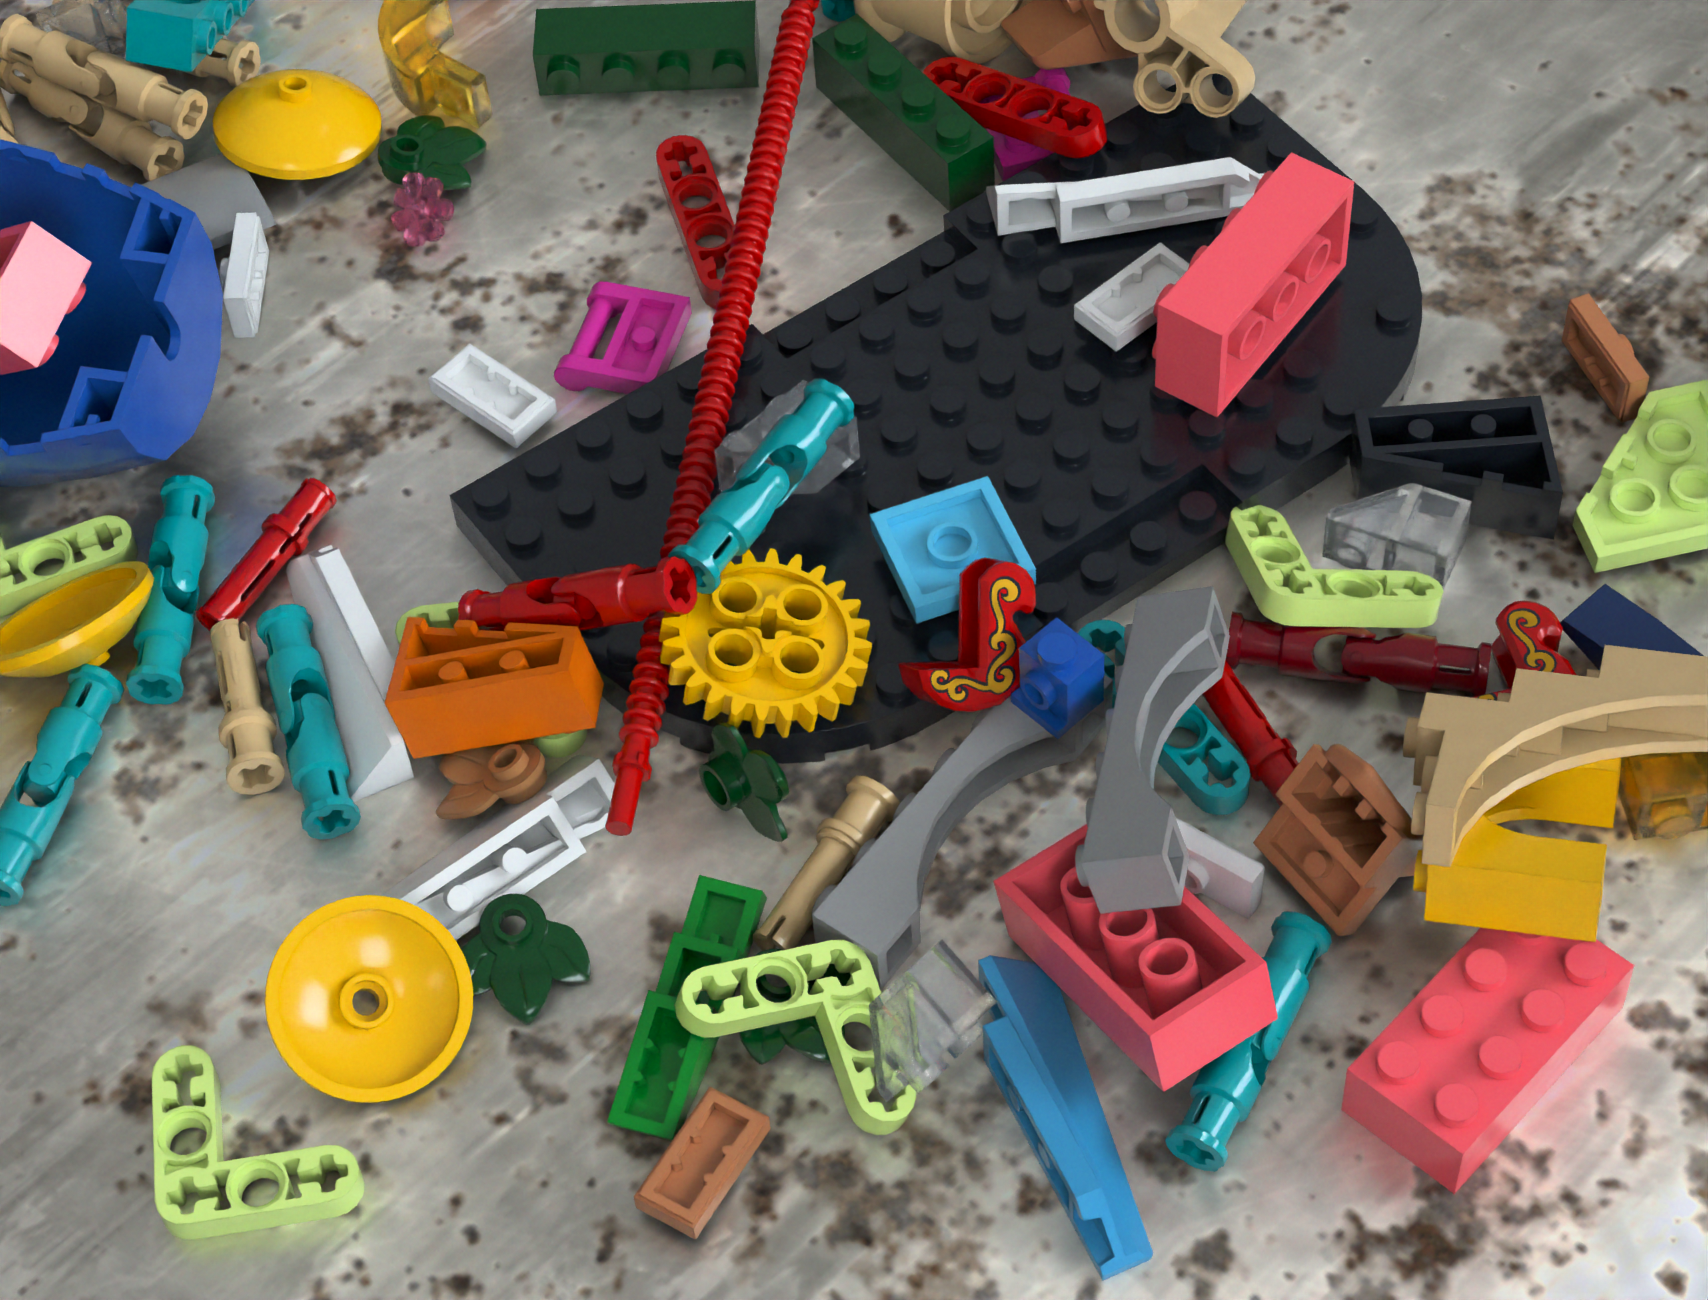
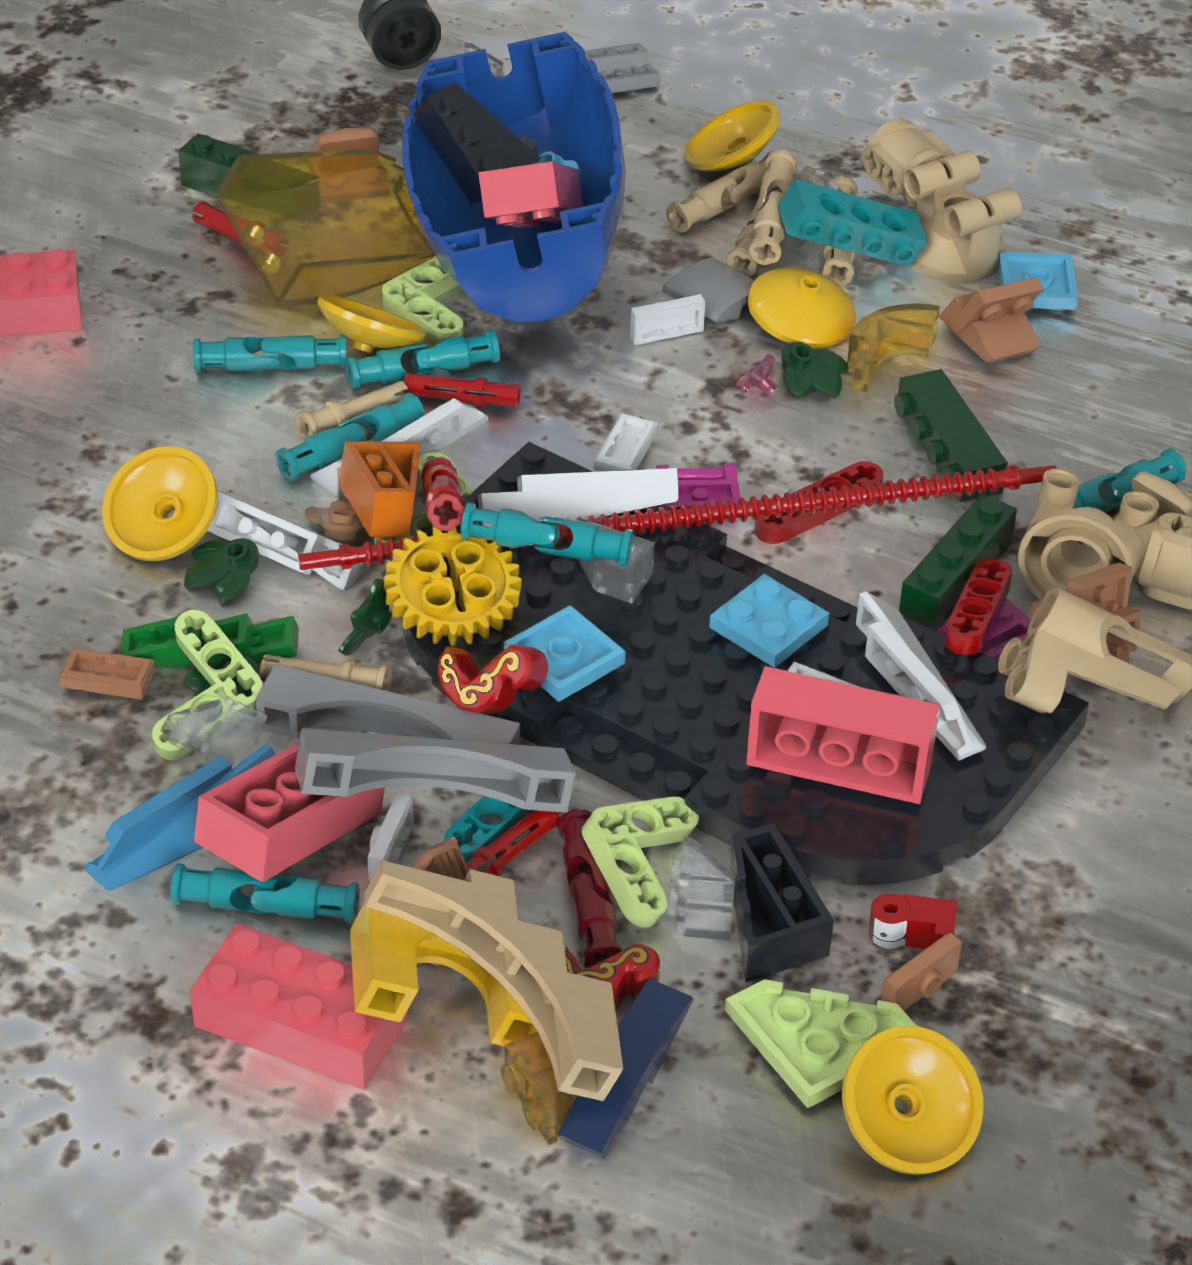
camera: 65 degrees right, 10 degrees down
(208, 1172) = (100, 466): yellowish green beam -> none
(630, 458) = (585, 493): none -> white wedge
(965, 316) = (769, 620): none -> medium azure plate
(1059, 678) = (477, 714): blue brick -> none
(1513, 335) = (914, 921): none -> red leg

